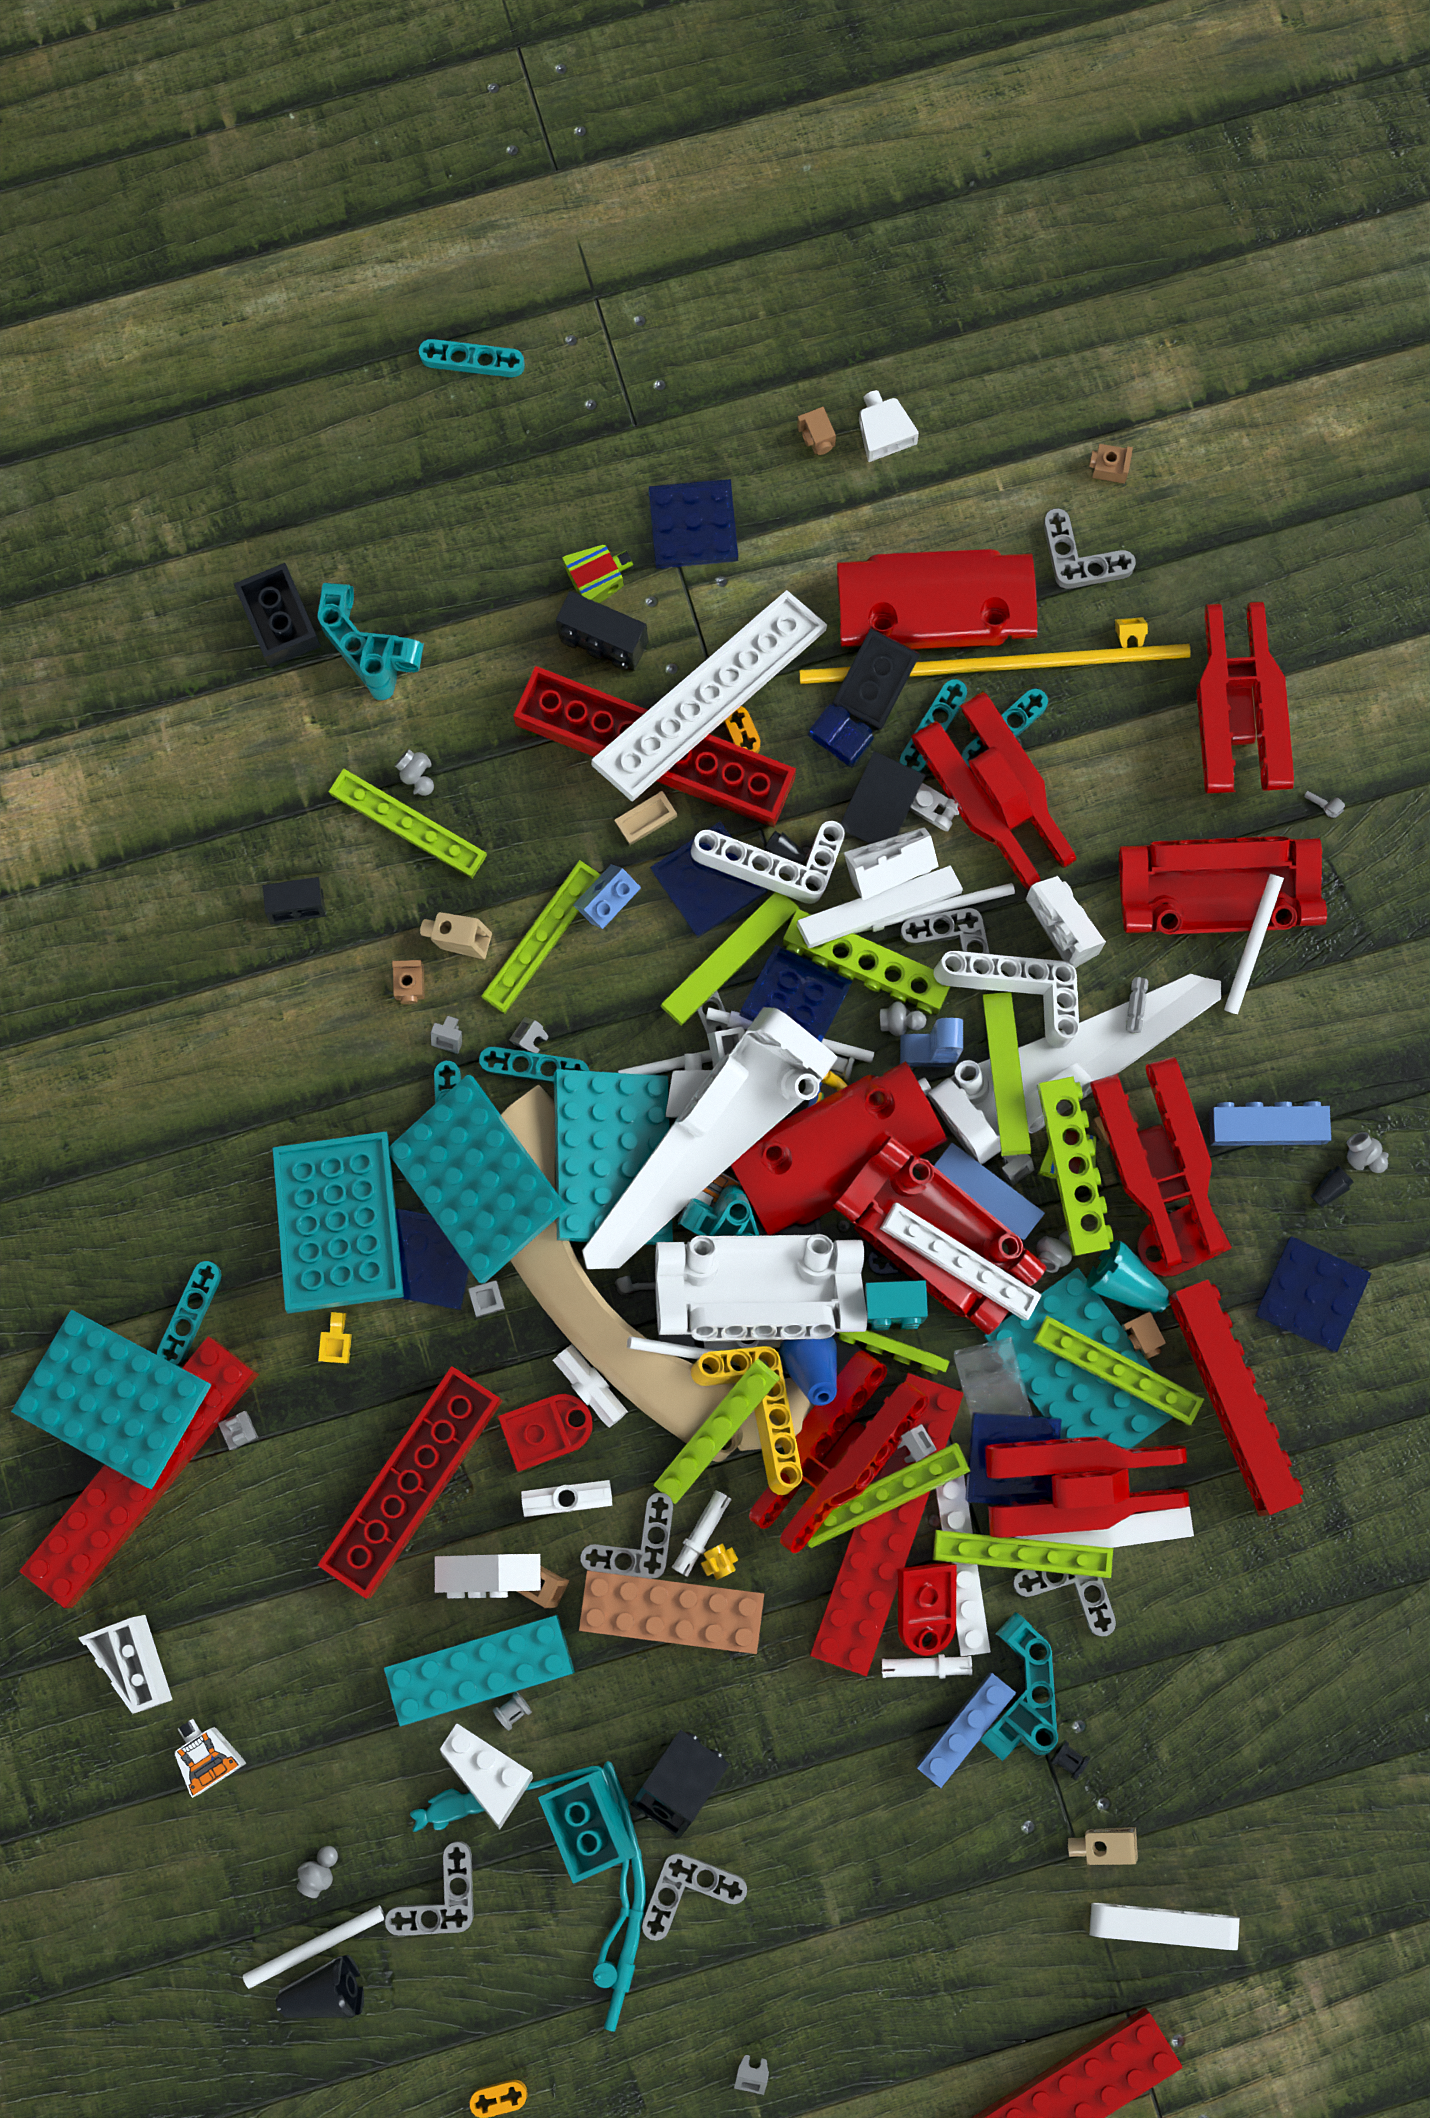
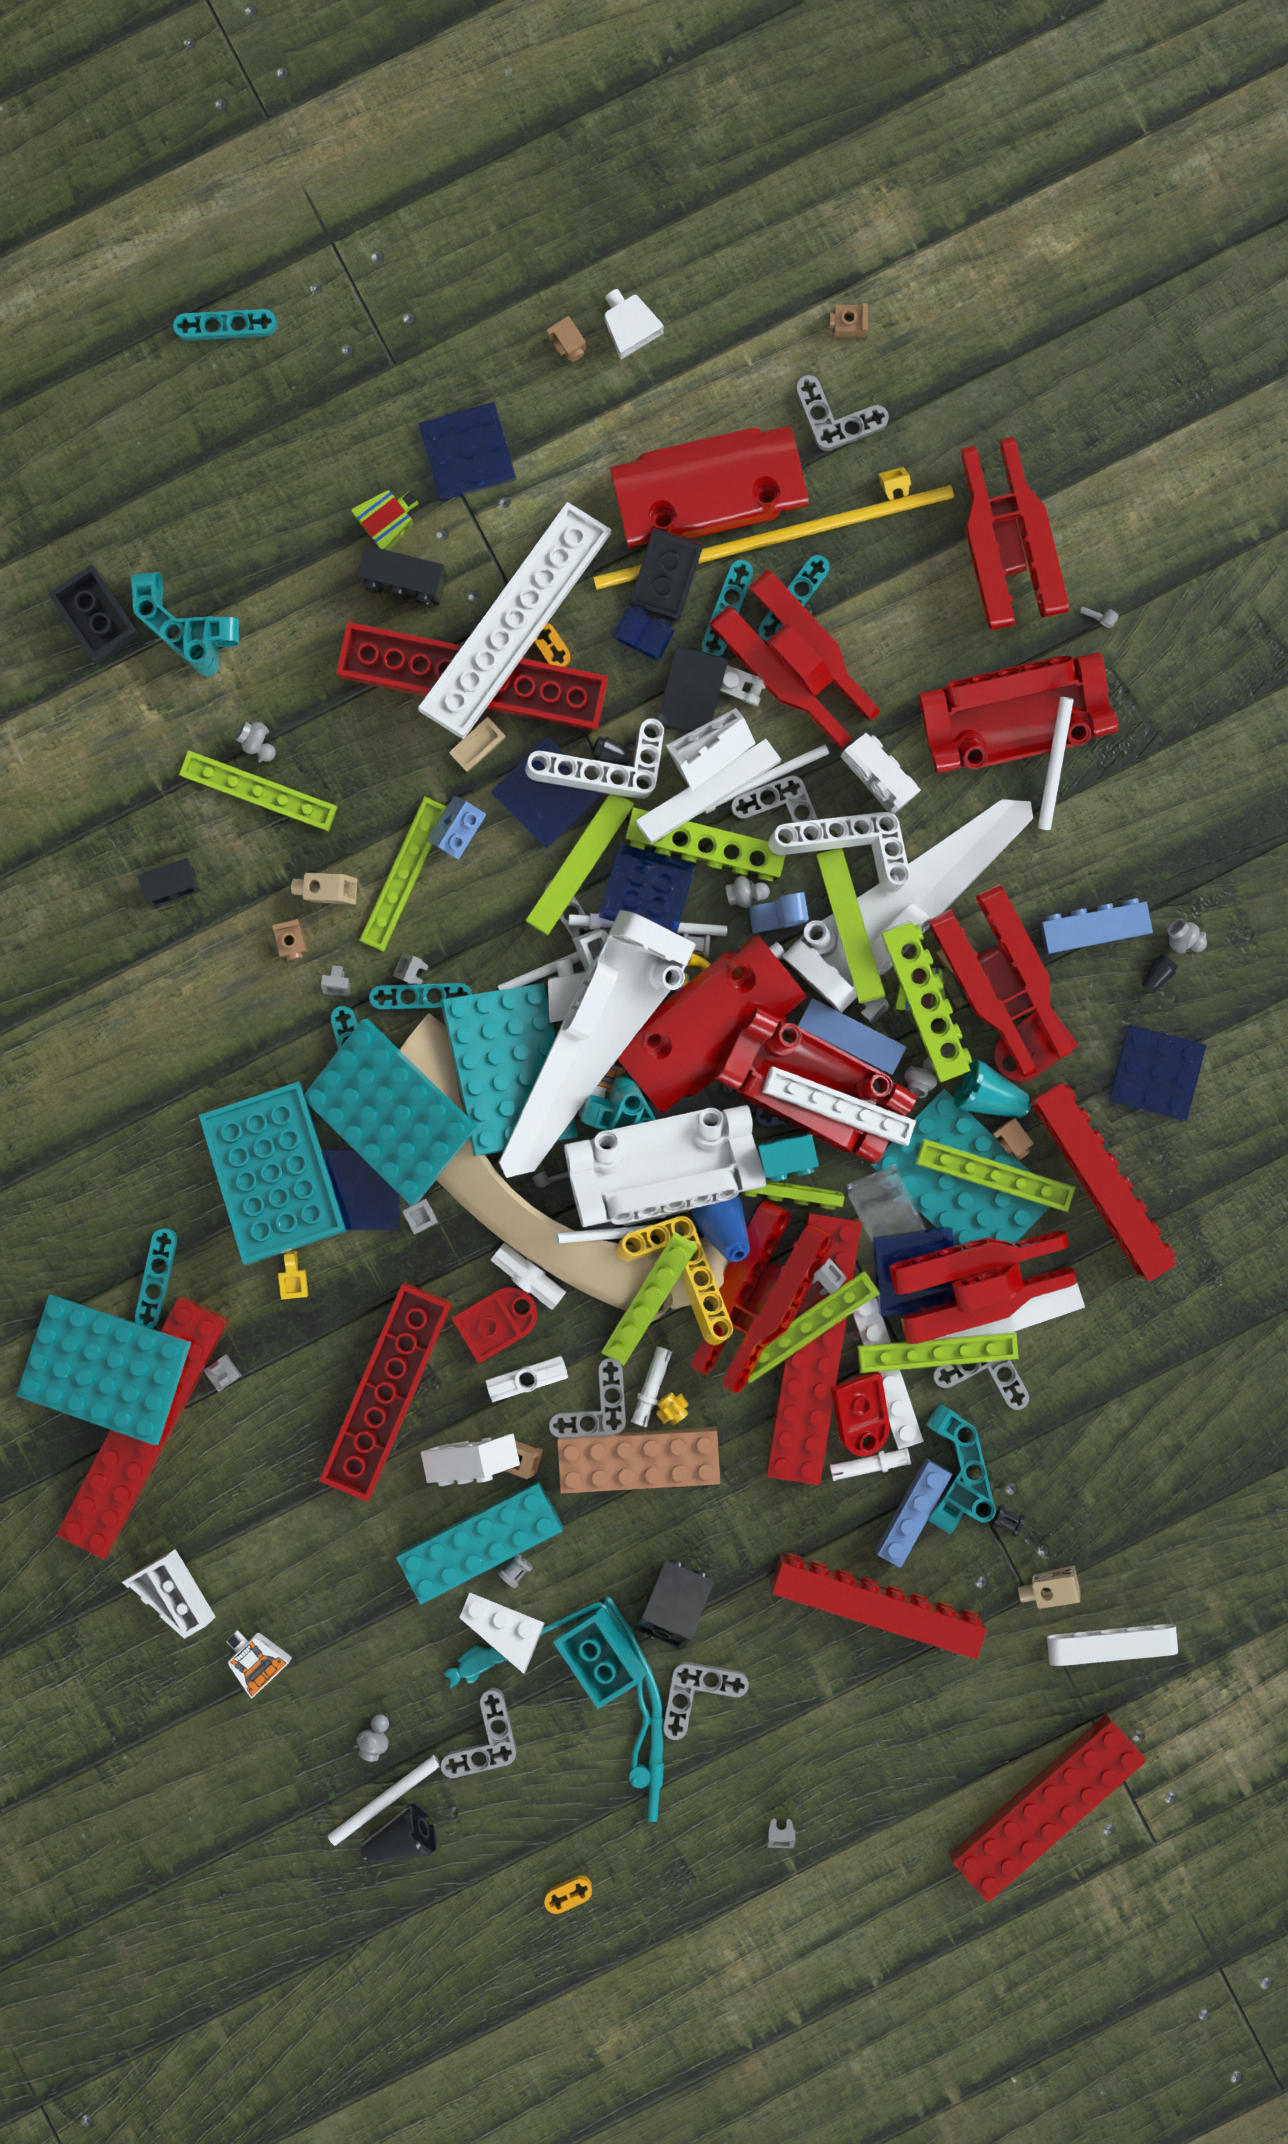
camera: 15 degrees left, 10 degrees up
(909, 1829) = (878, 1606): none -> red brick
(1137, 1005) = (958, 838): light grey axle -> none

